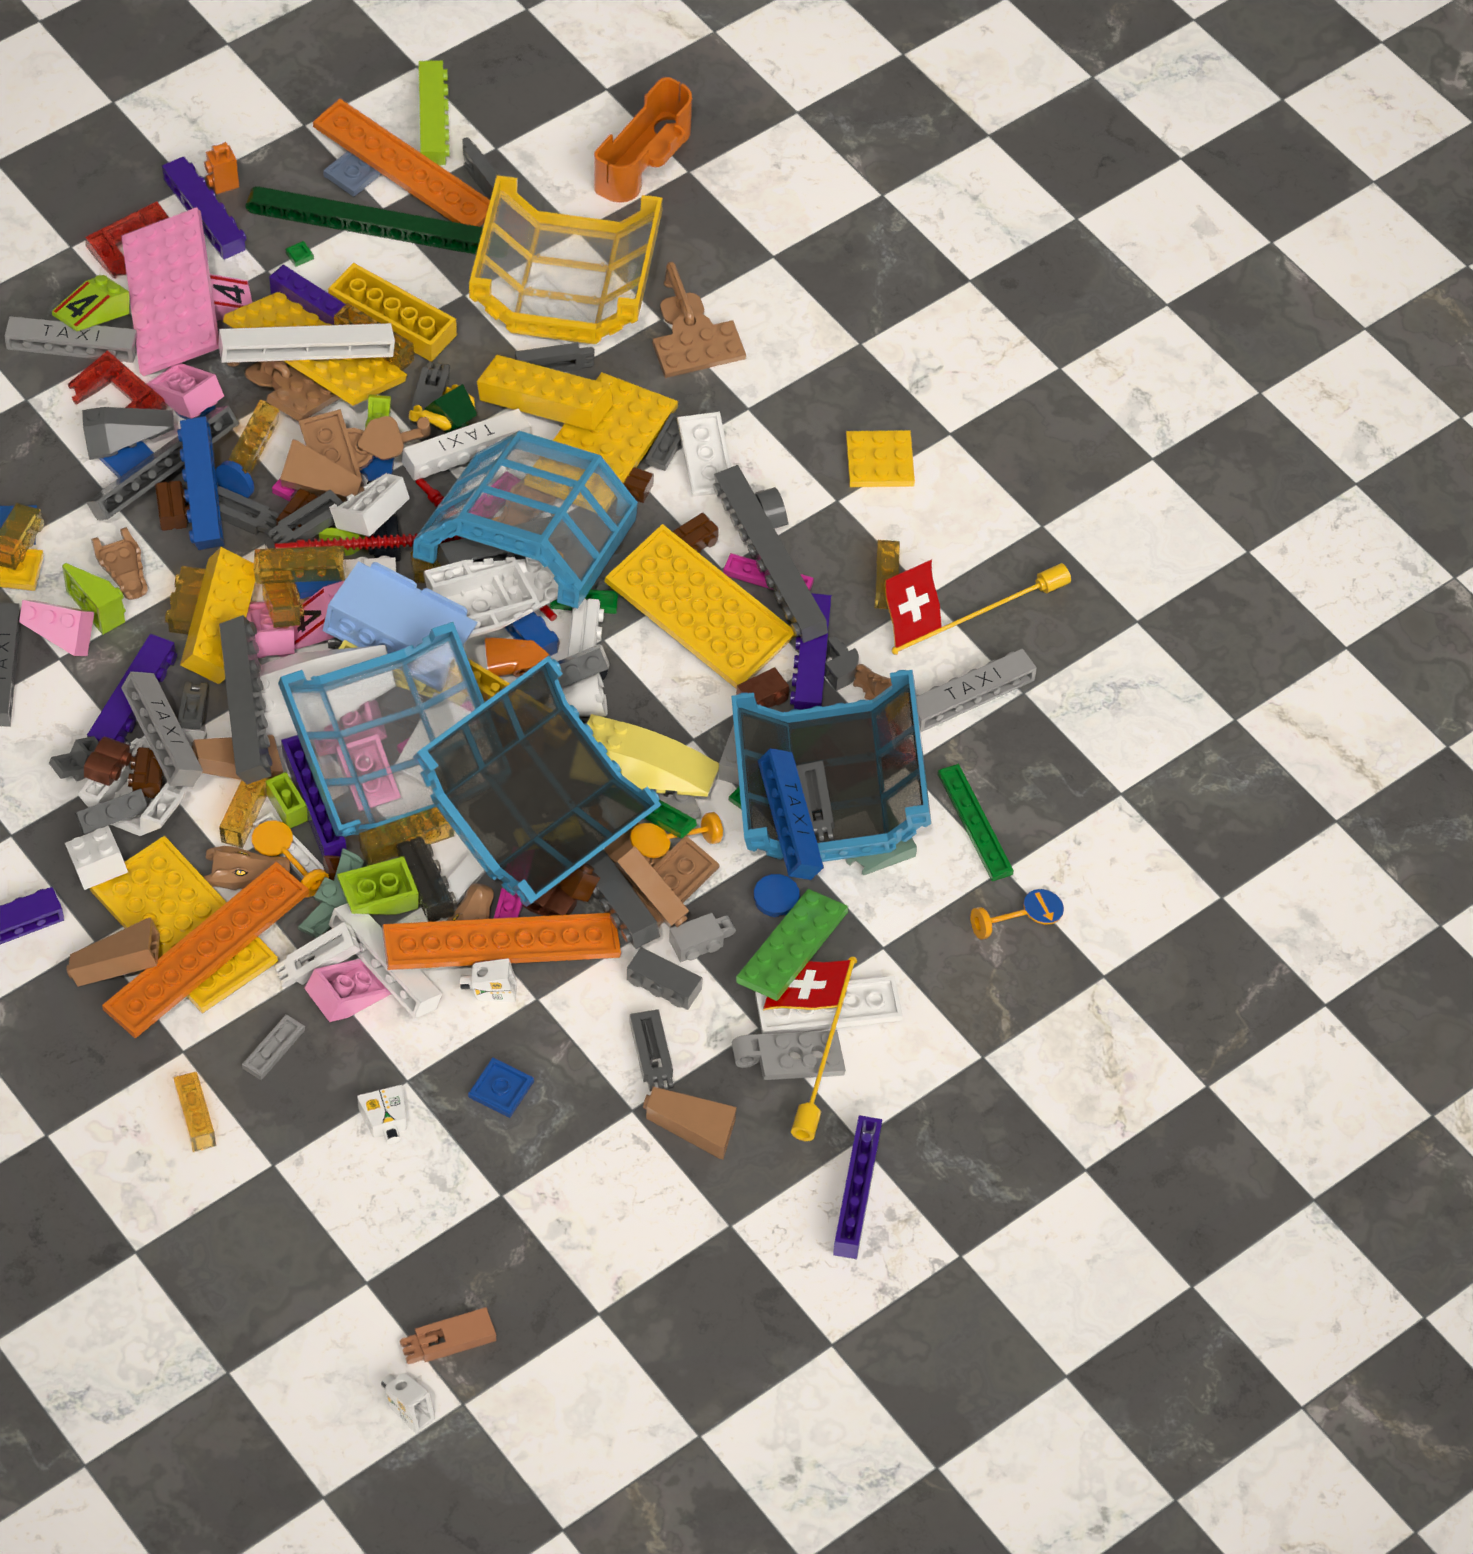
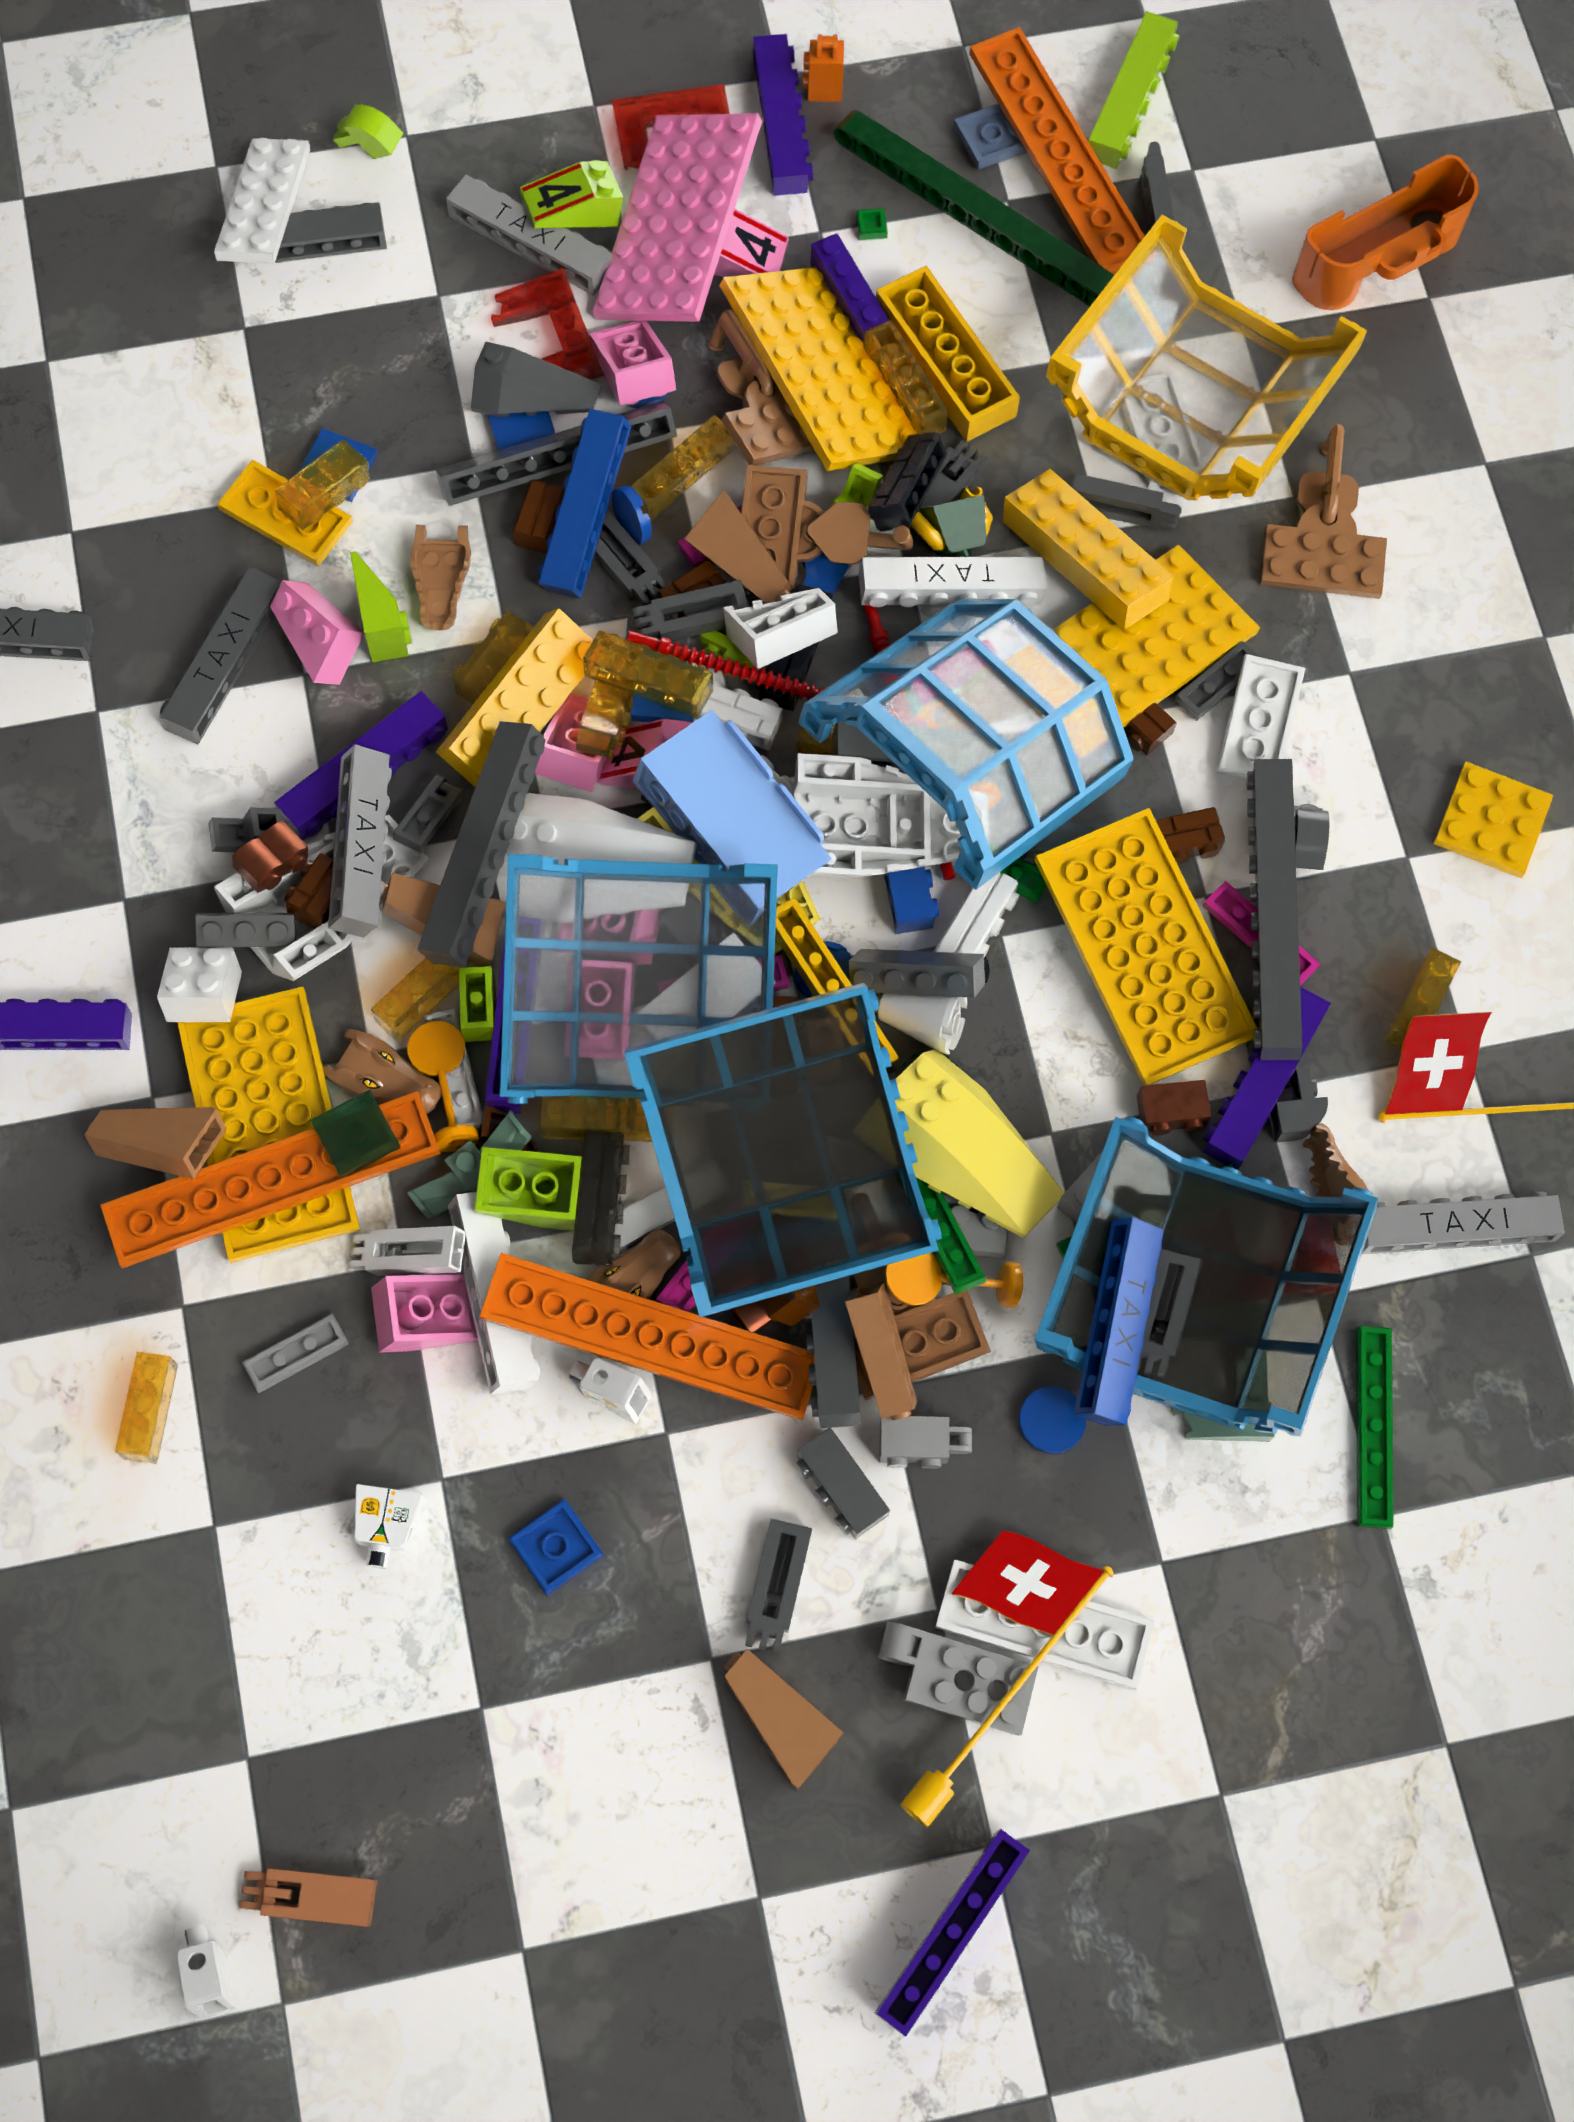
camera: 25 degrees right, 15 degrees up
(249, 899) = (355, 1133): none -> clear green tile
(306, 342) = (803, 359): white brick -> none
(408, 393) = (907, 481): none -> black brick
(512, 656) = (867, 916): orange panel -> none
(792, 944) = (1035, 1512): bright green plate -> none
(1038, 904) = (1406, 1598): piece -> none

